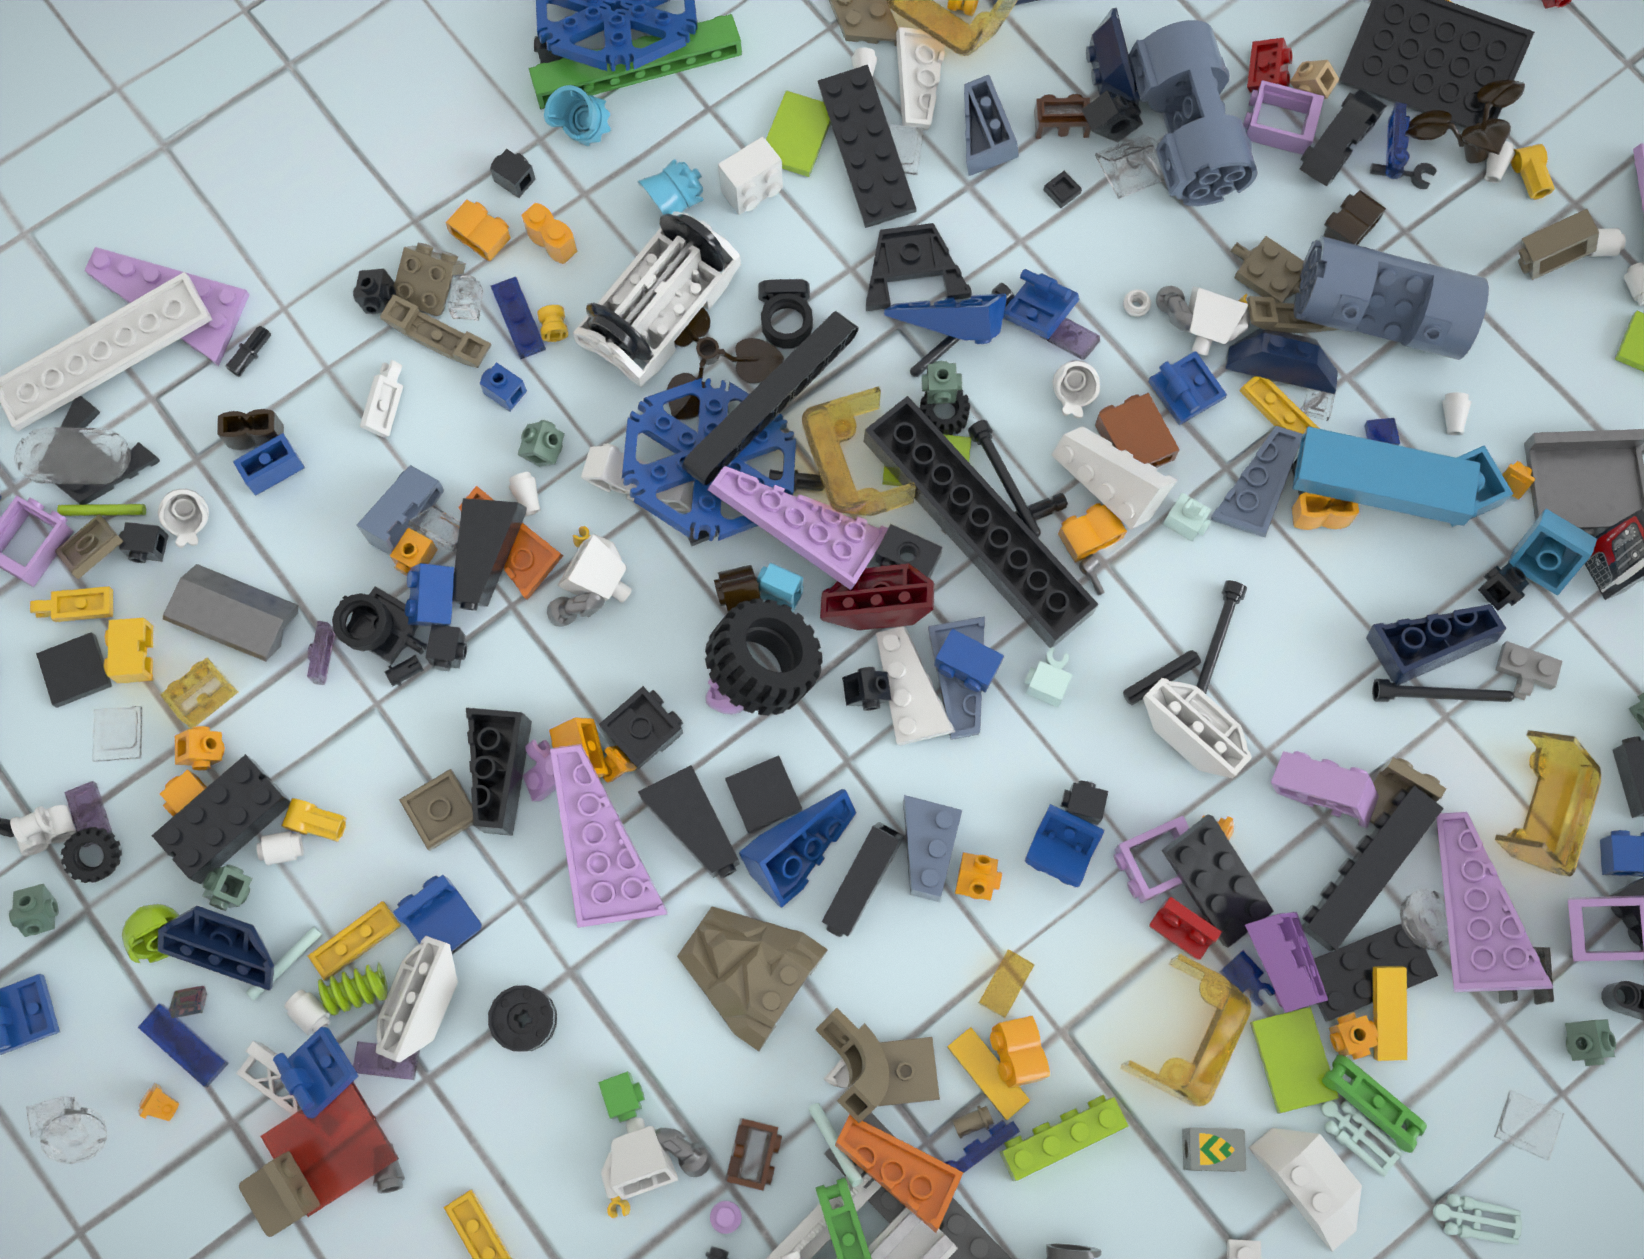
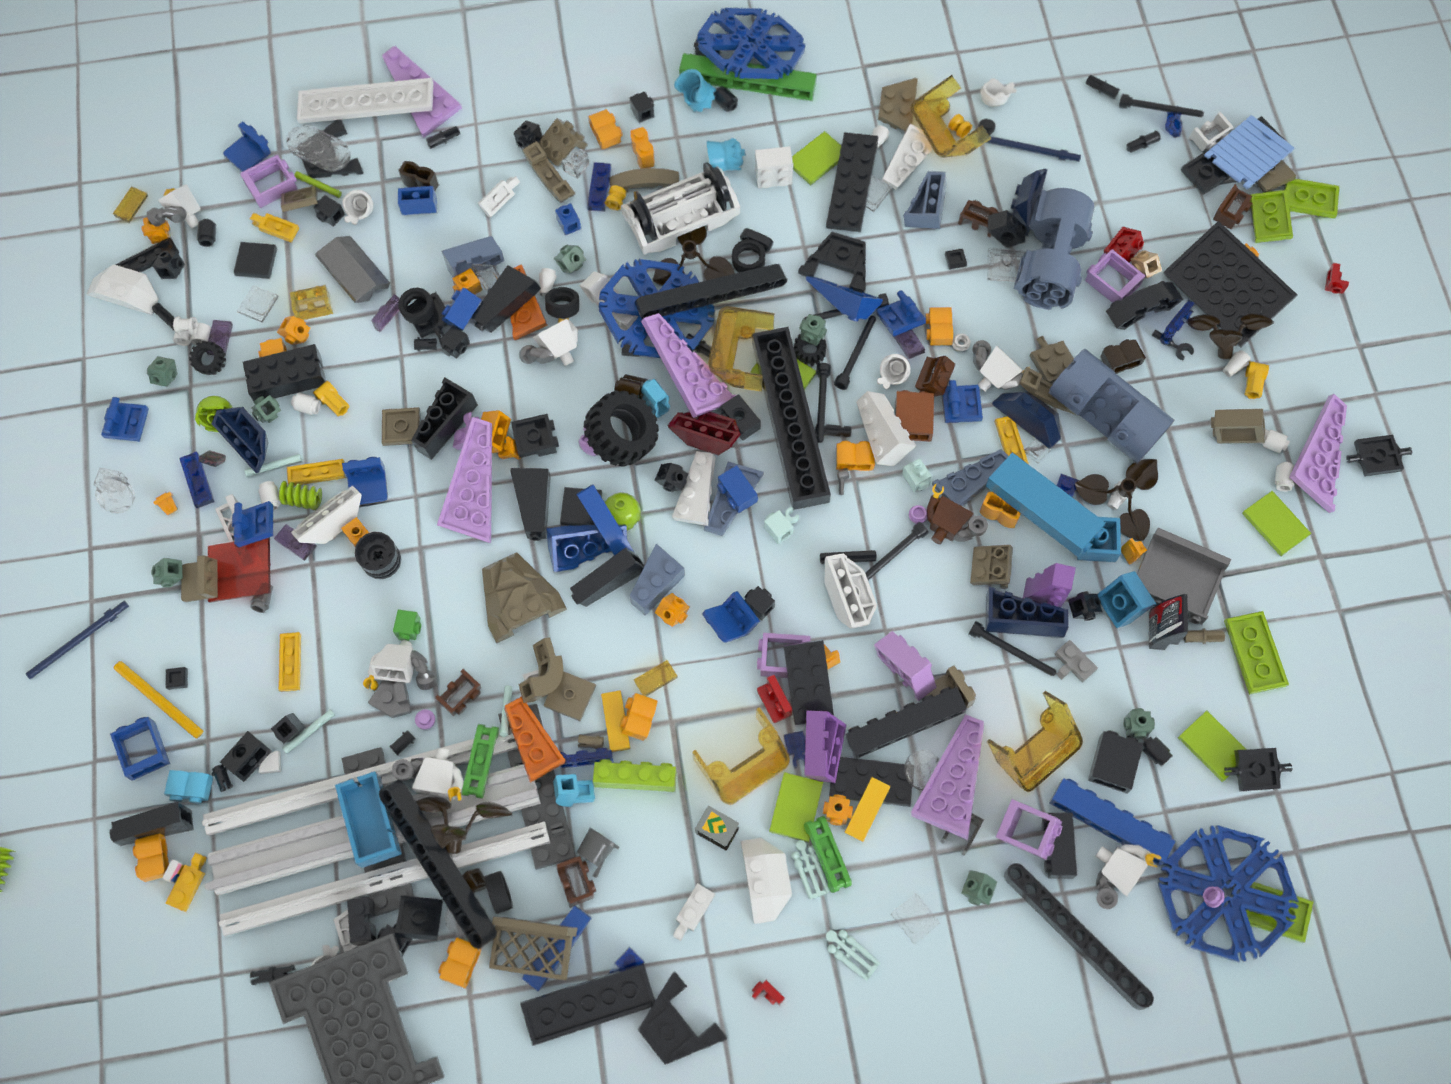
camera: 30 degrees right, 5 degrees down
(127, 650) = (288, 262): yellow brick -> none
(223, 1208) = (167, 572): none -> sand green brick
(470, 1001) = (354, 530): none -> light orange brick
(571, 528) = (562, 310): none -> black tyre
(578, 275) = (645, 178): none -> dark tan slope
(624, 107) = (725, 98): none -> black brick
(660, 1214) = (391, 698): none -> flat silver plate
(819, 803) = (603, 520): none -> blue slope
(823, 771) = (624, 509): none -> lime cylinder
(993, 1206) = (571, 791): none -> medium azure brick
(1014, 433) = (843, 380): none -> black piece
(1099, 294) = (940, 326): none -> light orange brick
(1134, 366) = (935, 375): none -> reddish brown window
(1218, 570) = (918, 514): none -> lavender plate
(1266, 556) = (950, 519): none -> reddish brown torso
(1354, 592) = (992, 565): none -> dark tan plate
(1422, 423) = (1143, 475): none -> dark brown plant
(1454, 583) = (1050, 586): none -> medium lavender wedge

